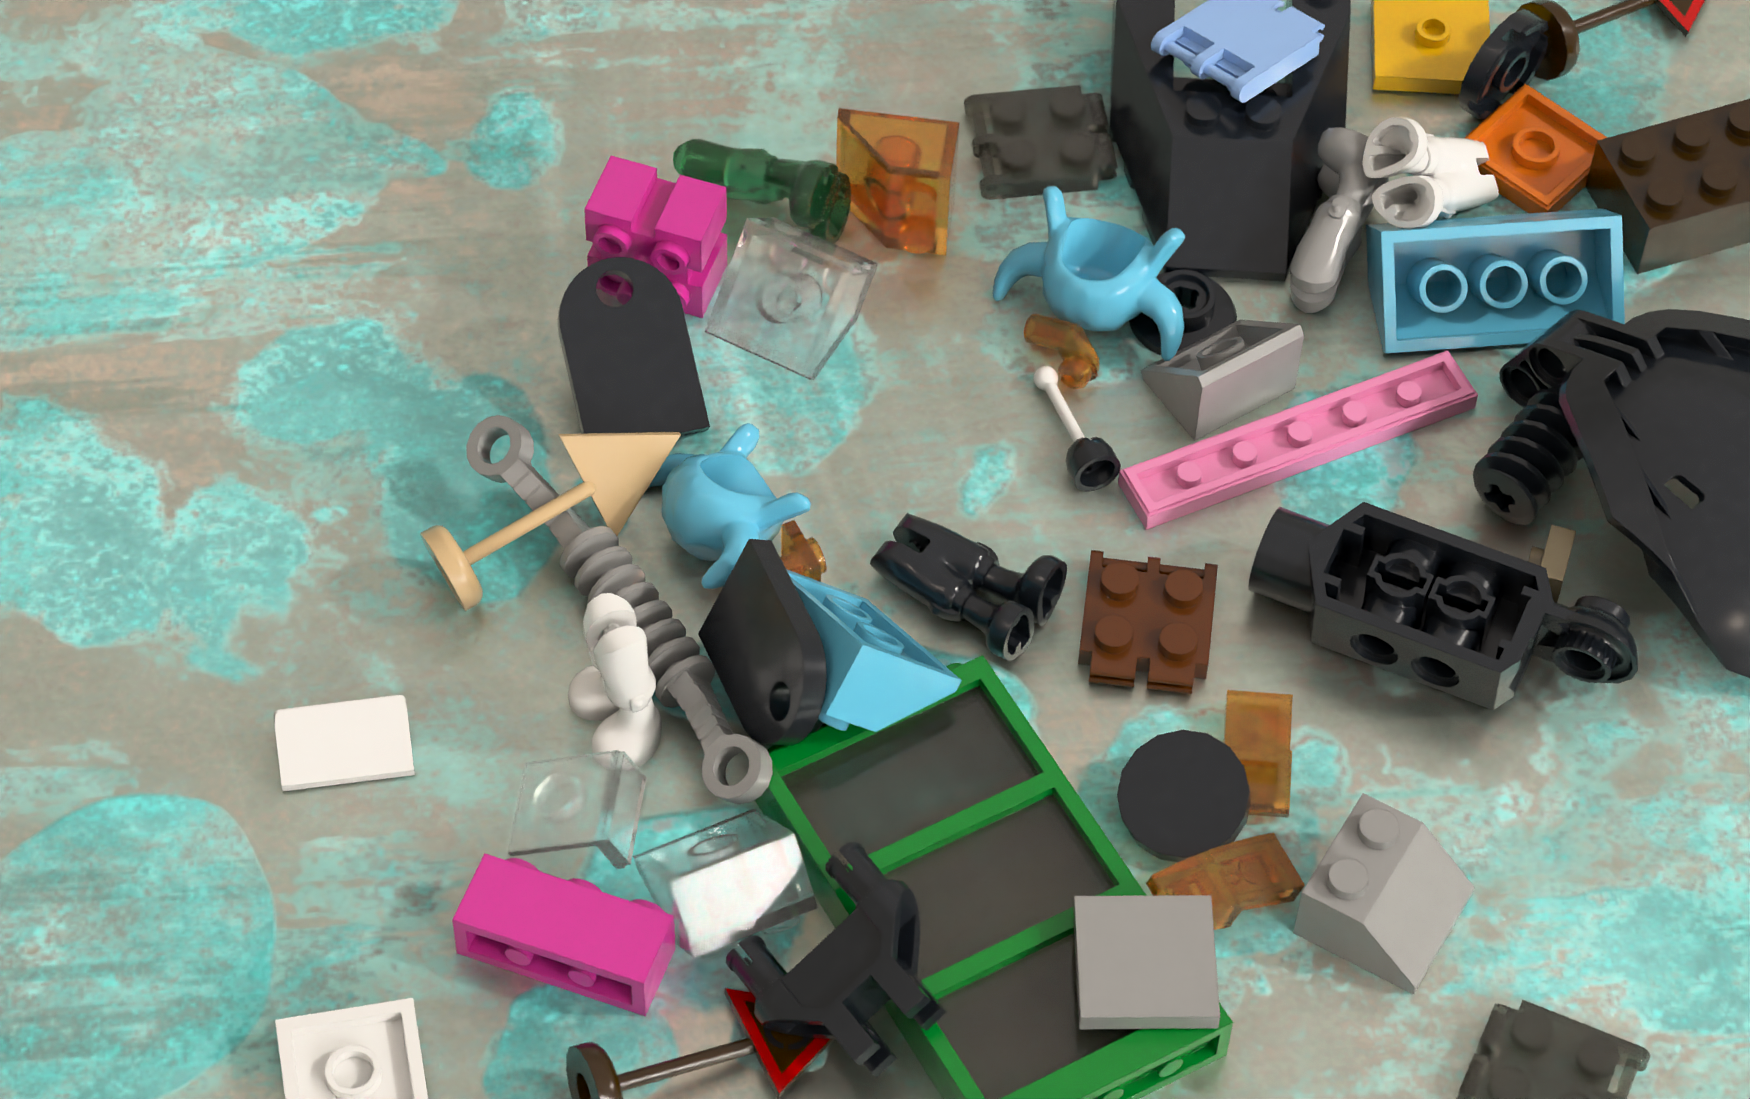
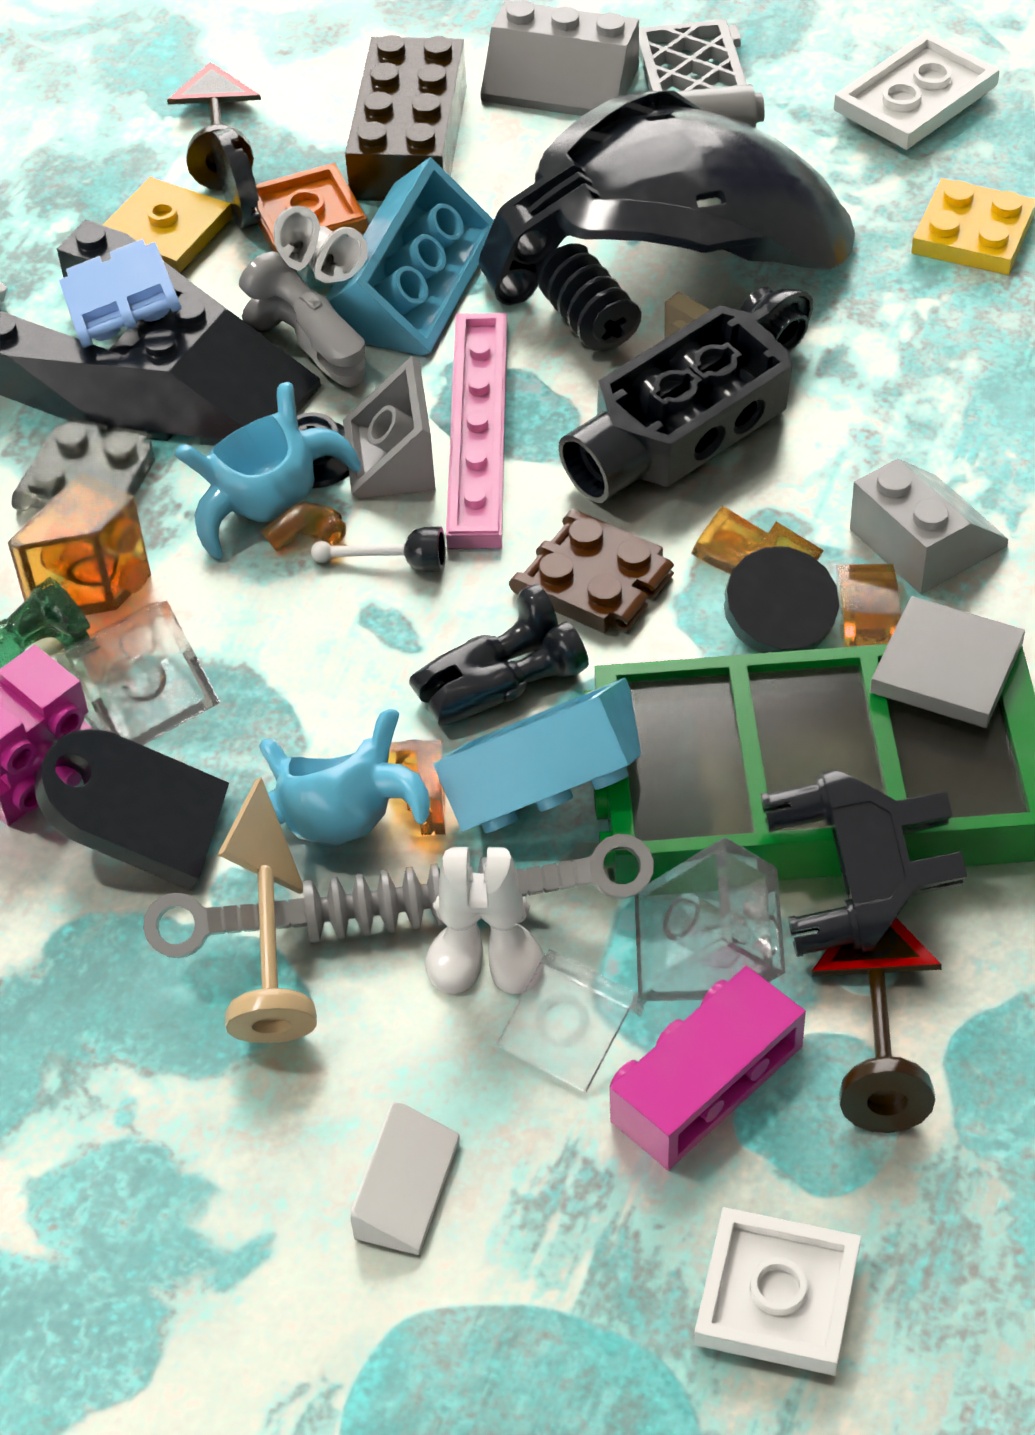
camera: 60 degrees left, 5 degrees down
(766, 649) = (523, 792): black tile -> none

